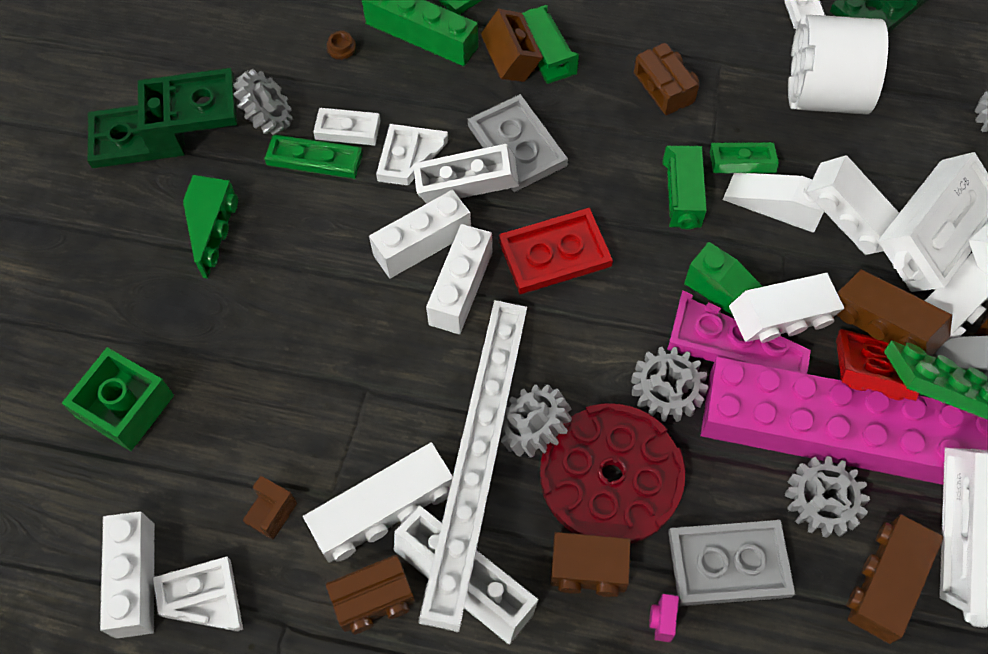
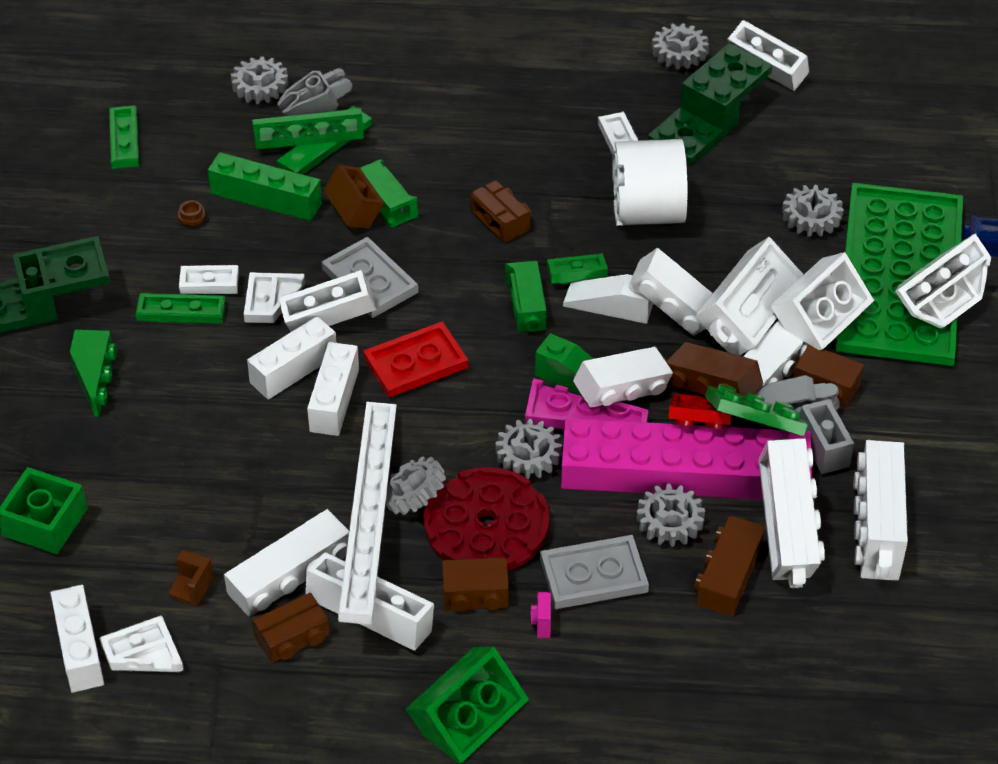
camera: 10 degrees left, 15 degrees down
(262, 102) = (129, 264): light grey gear -> none

